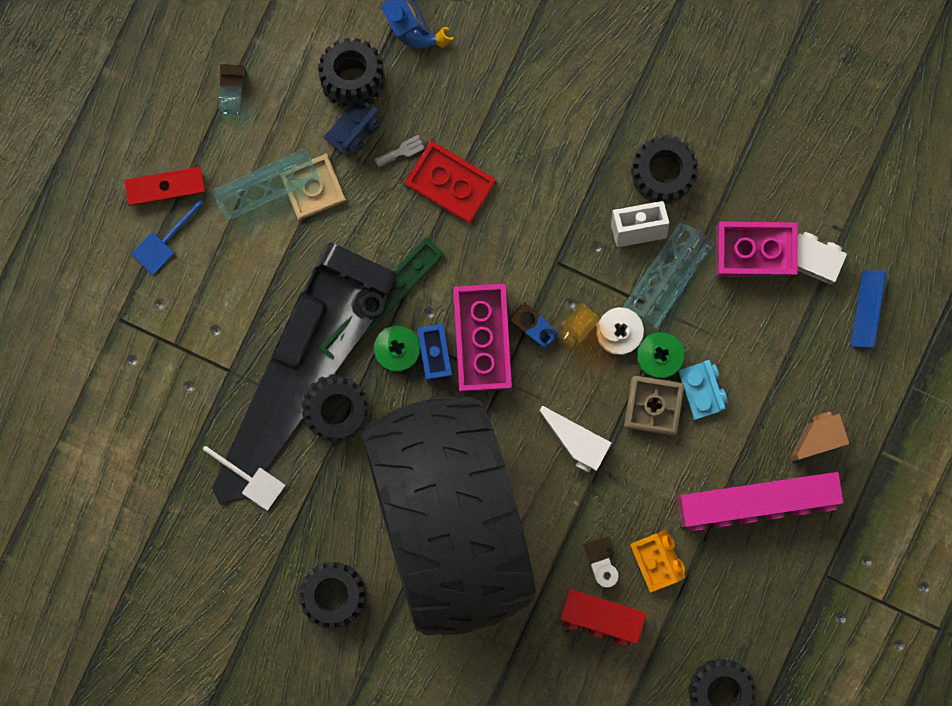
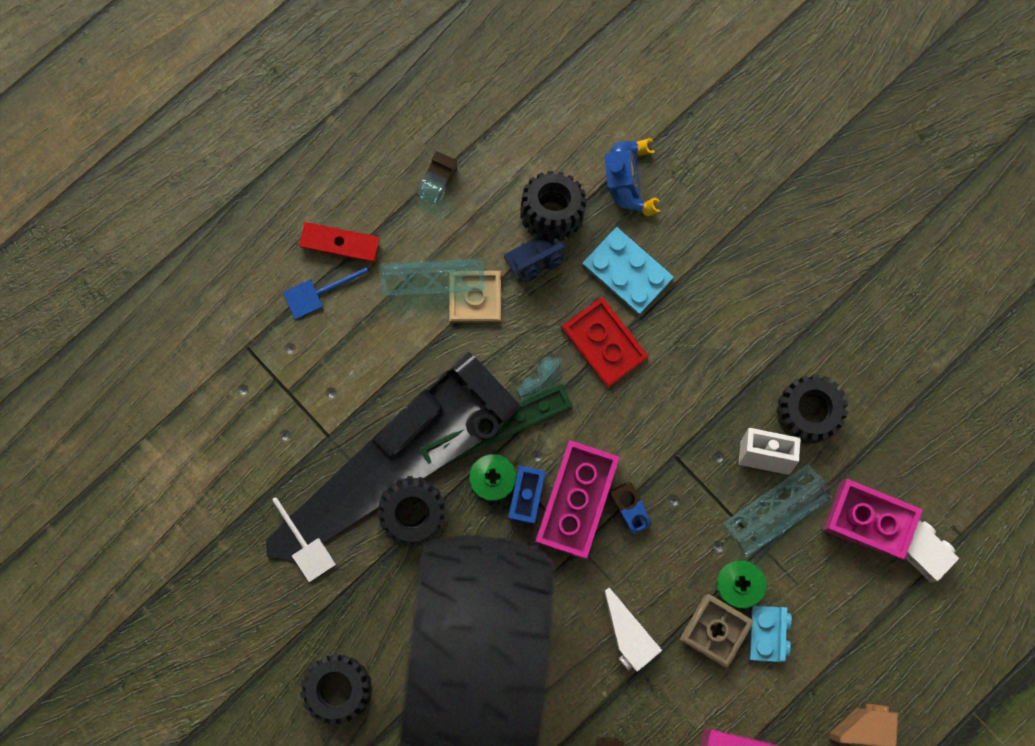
camera: 20 degrees right, 5 degrees down
(406, 231) = (545, 371): none -> clear light blue slope
(407, 149) = (576, 296): light grey piece -> none
(445, 106) = (627, 271): none -> medium azure plate
(578, 325) = (674, 524): clear yellow brick -> none
(633, 332) = (699, 538): white piece -> none
(868, 309) = (959, 620): blue slope -> none

